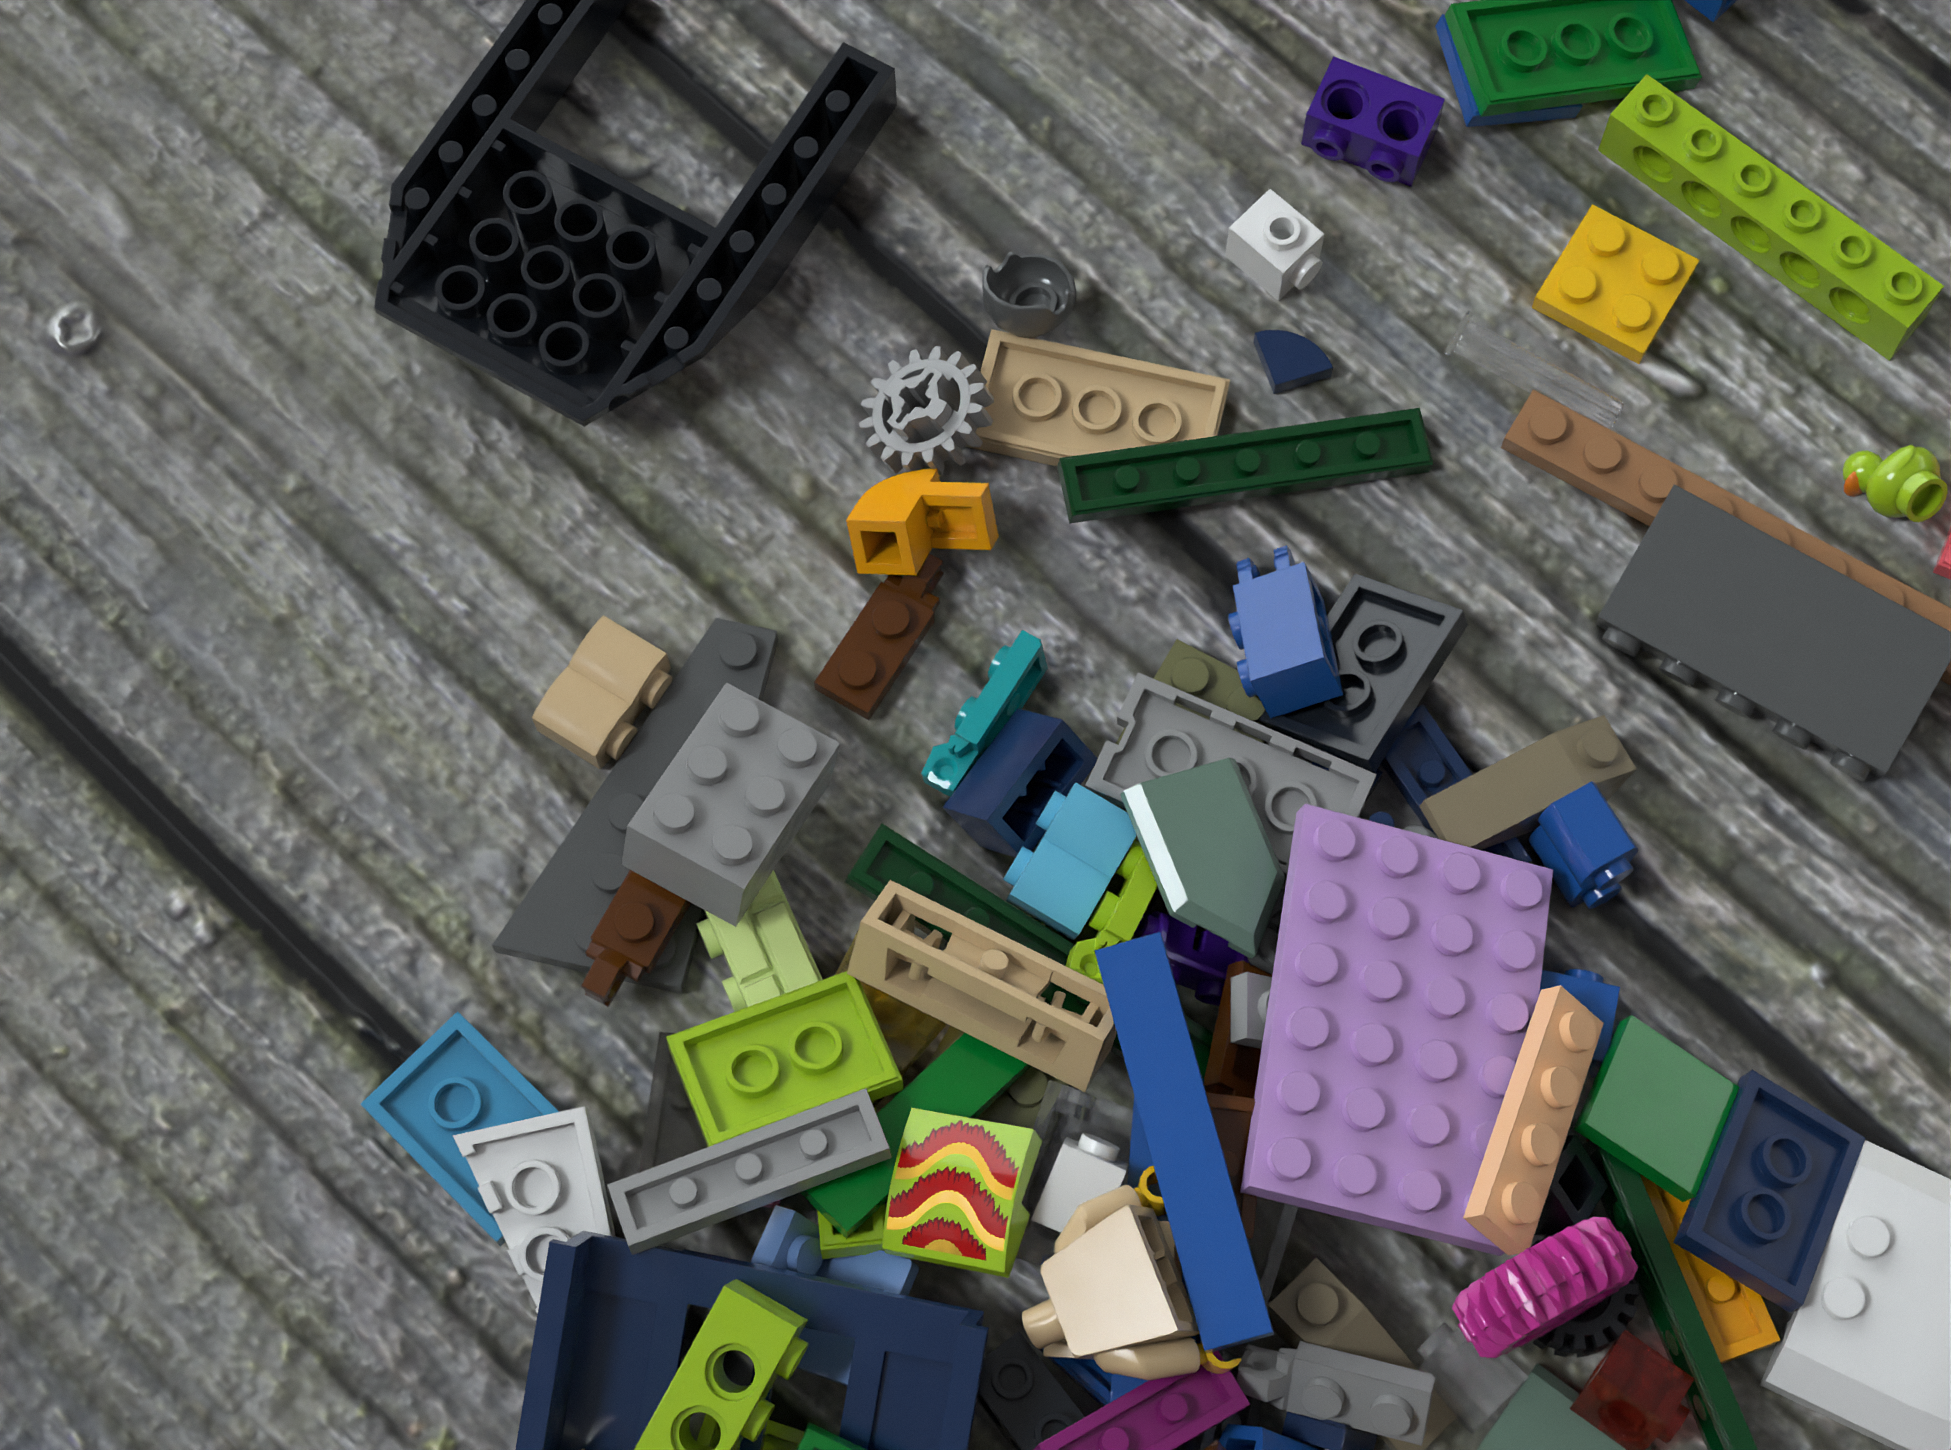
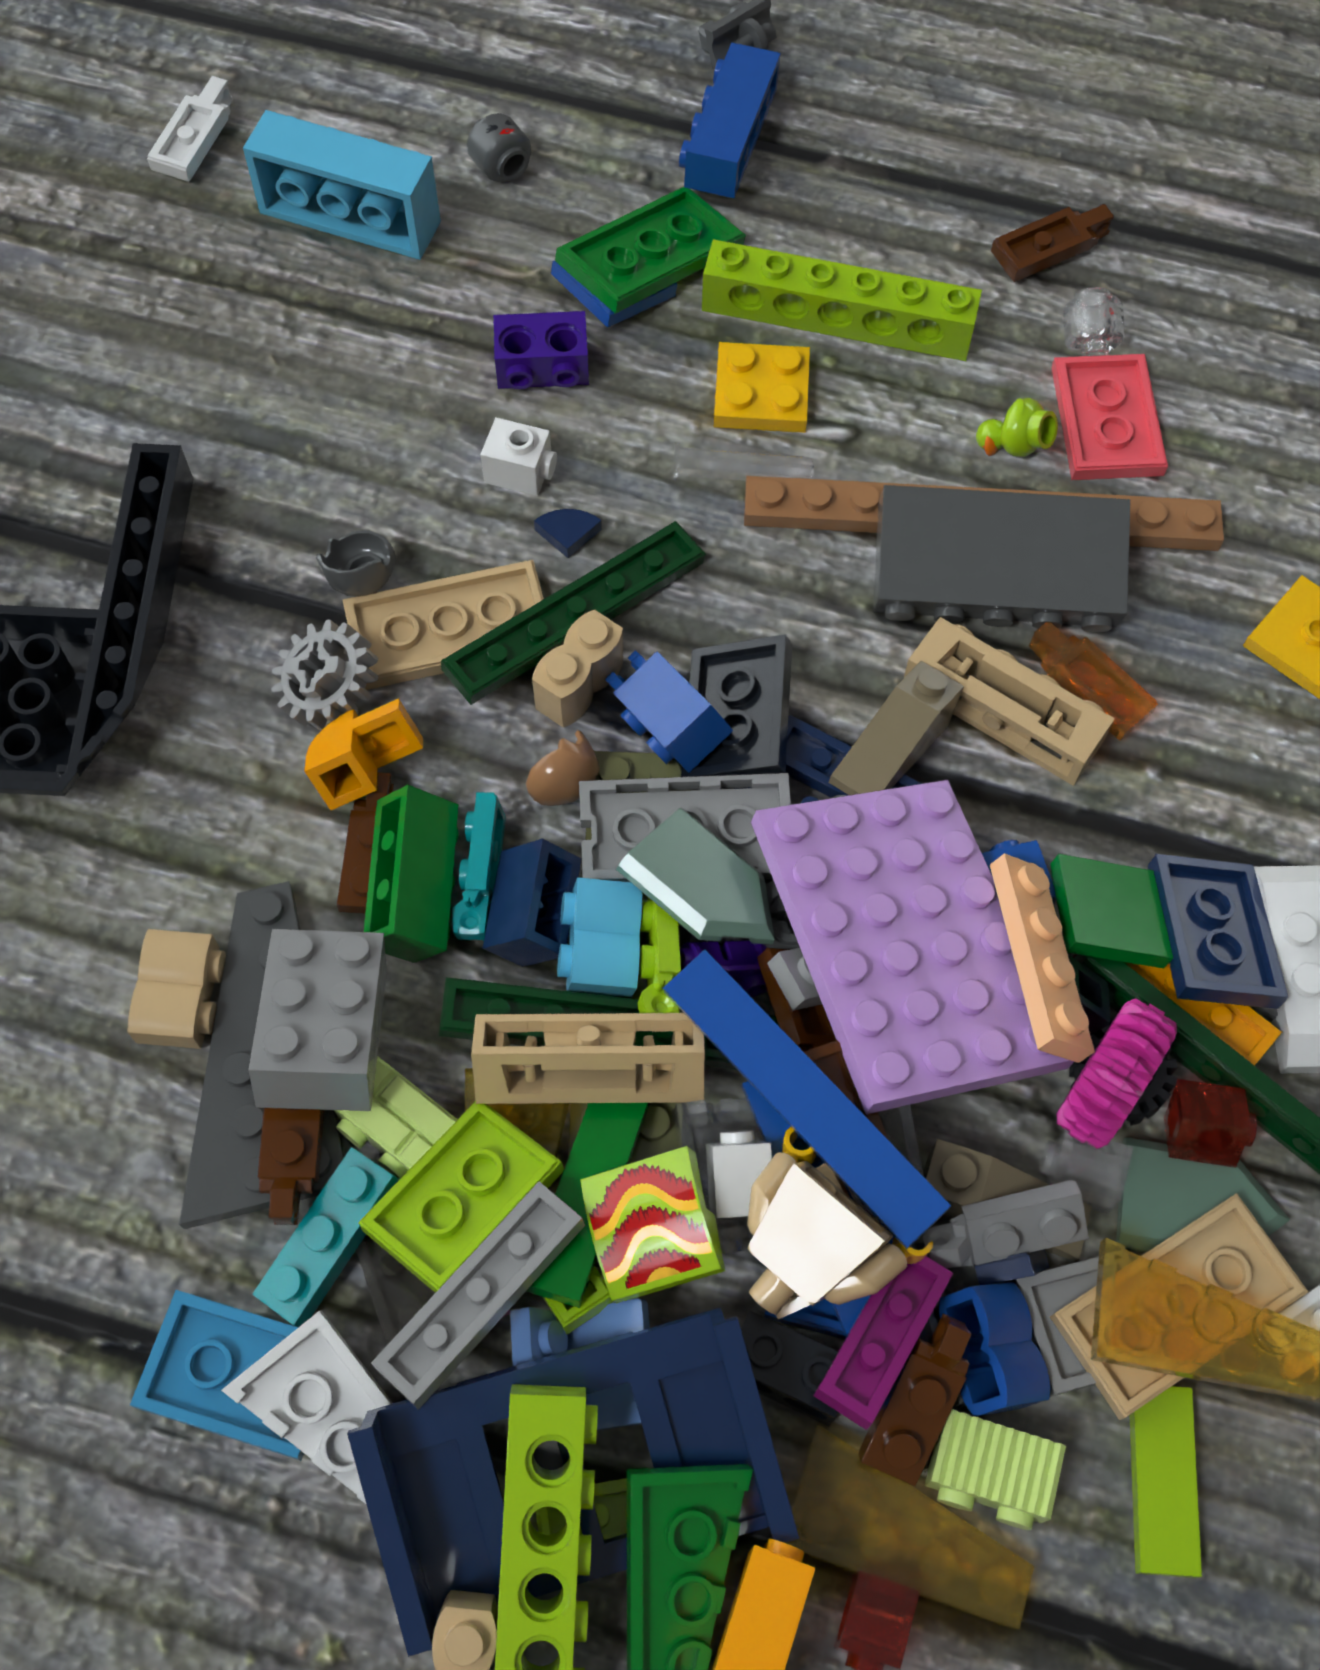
camera: 30 degrees left, 5 degrees down
(629, 1034) = (324, 1239): none -> teal plate
(909, 687) = (412, 873): none -> green brick
(1124, 650) = (557, 775): none -> medium nougat hair
(1198, 540) = (578, 668): none -> tan brick
(1584, 846) = (961, 752): blue brick -> none
(1746, 876) = (1013, 700): none -> tan brick
(1806, 832) = (1093, 677): none -> clear orange hinge

